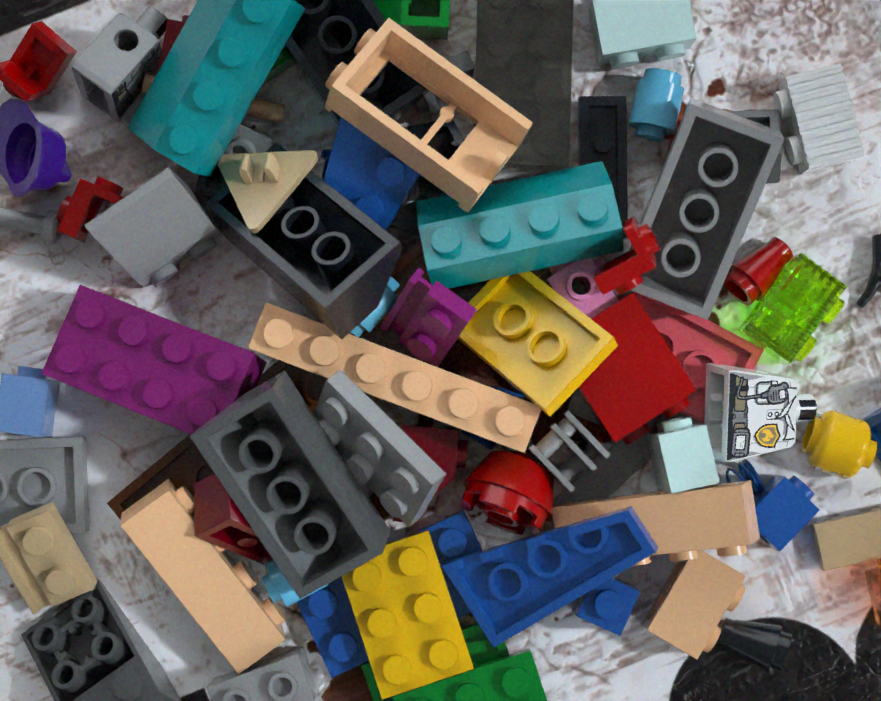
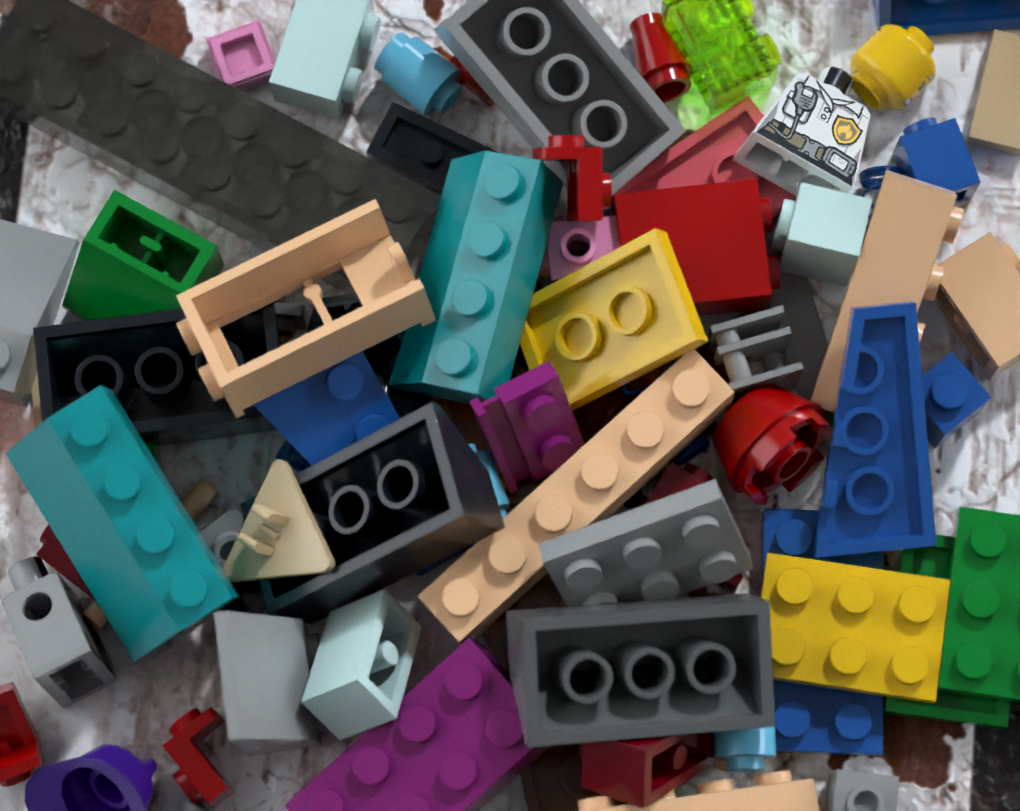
camera: 55 degrees left, 10 degrees down
(203, 287) = (362, 665): none -> light aqua brick

